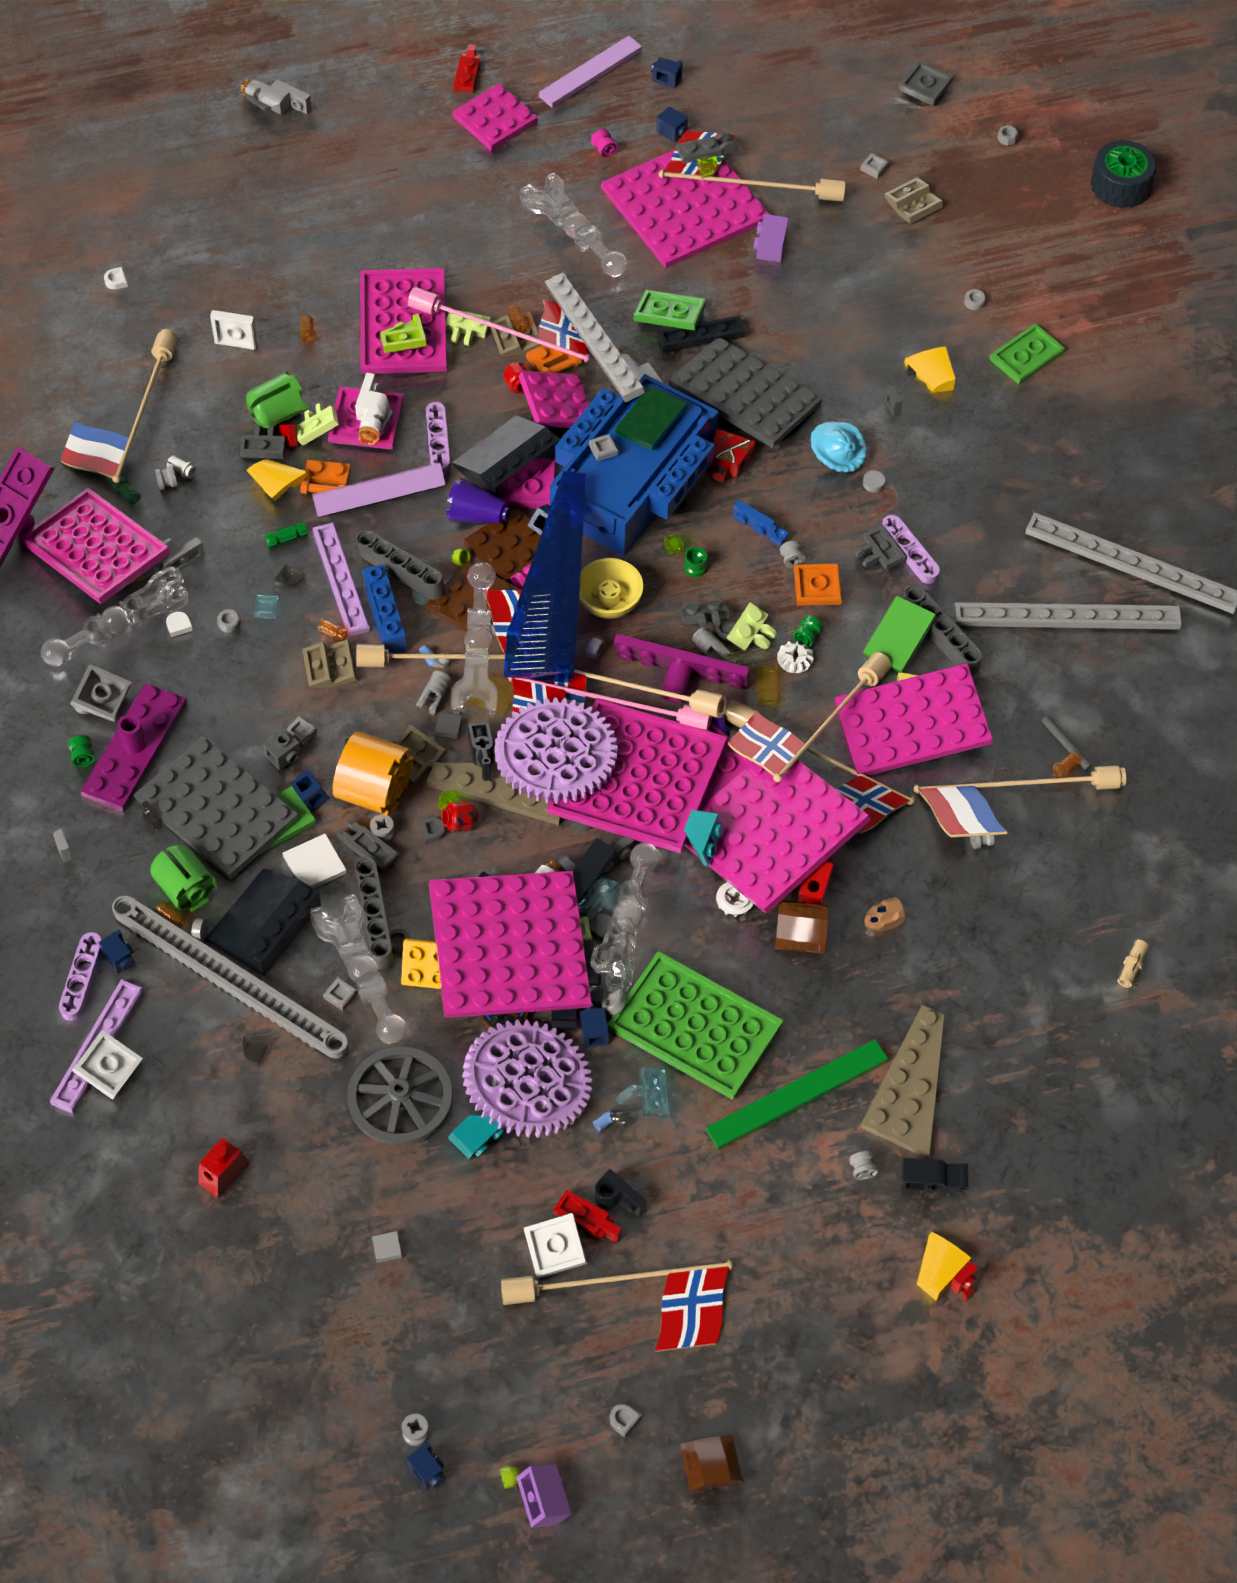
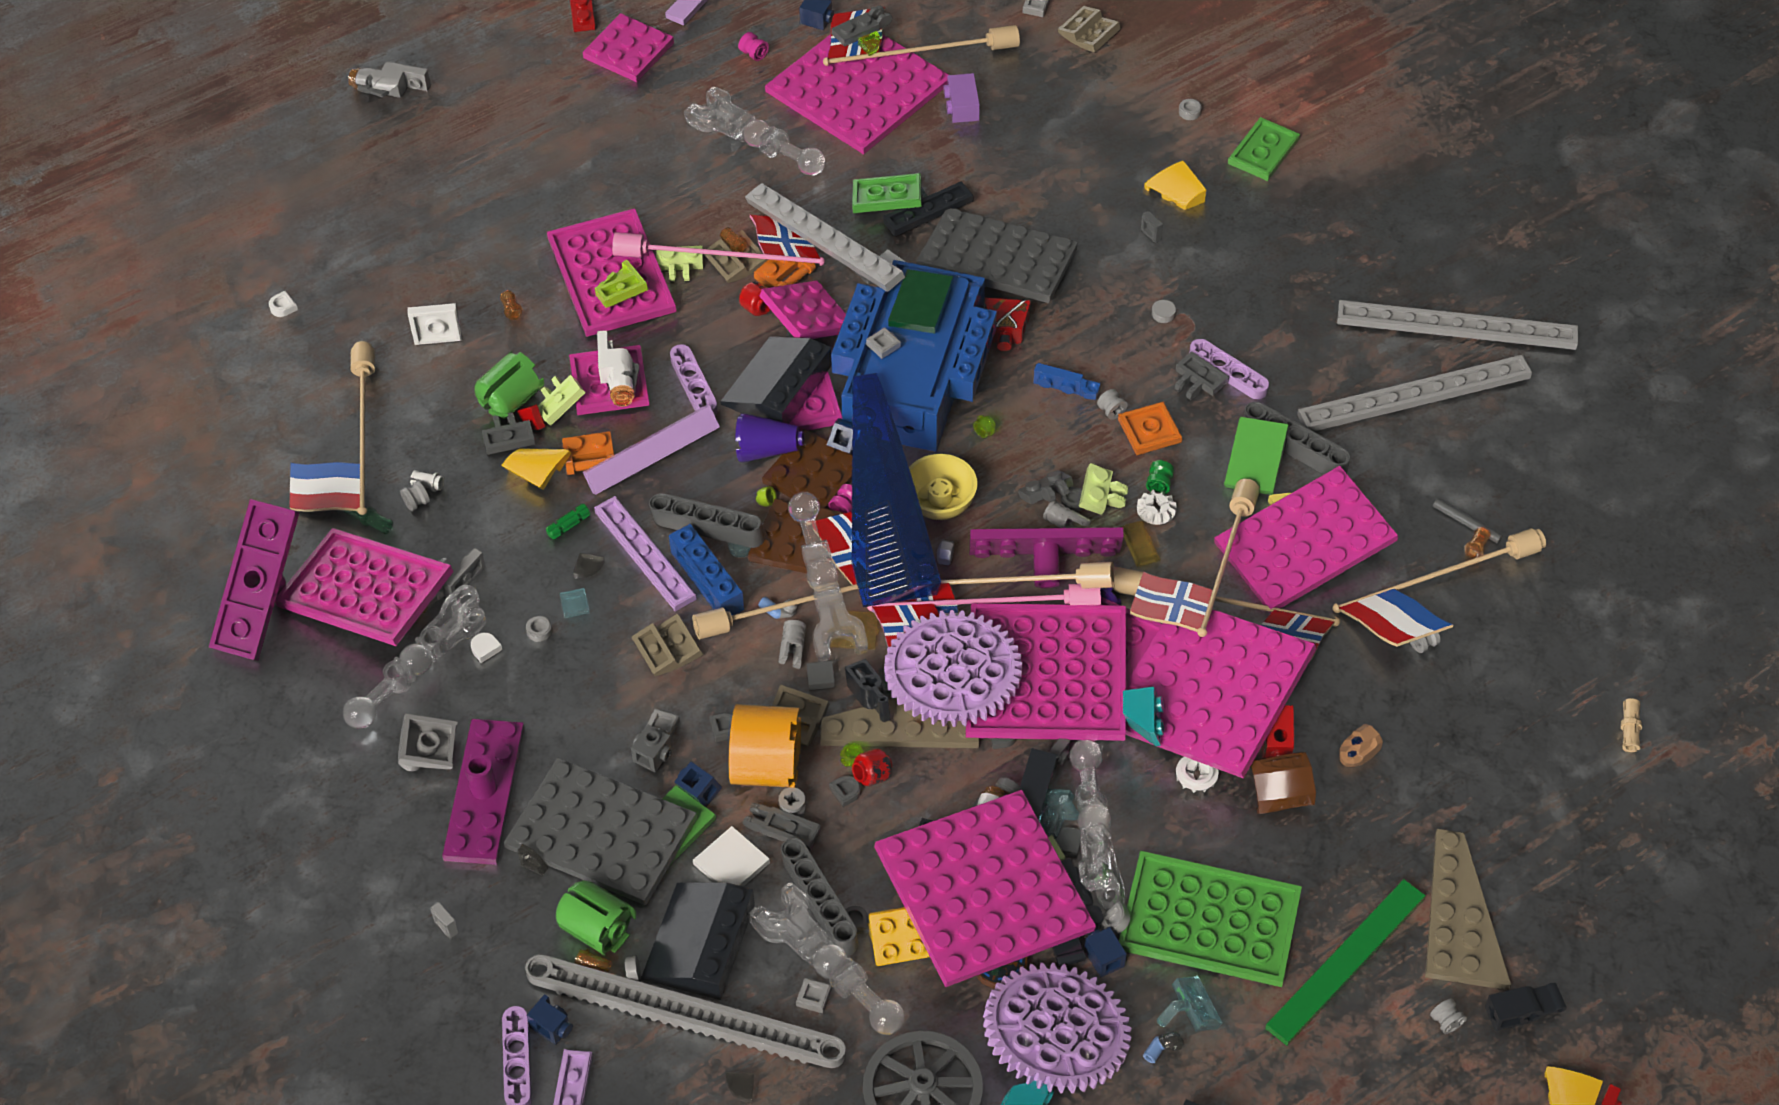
camera: 15 degrees left, 5 degrees down
(81, 750) = (427, 810): green wheel -> none
(332, 630) = (657, 608): clear orange pin -> none
(695, 562) = (1015, 438): green wheel -> none
(839, 446) = (1116, 284): medium azure piece -> none

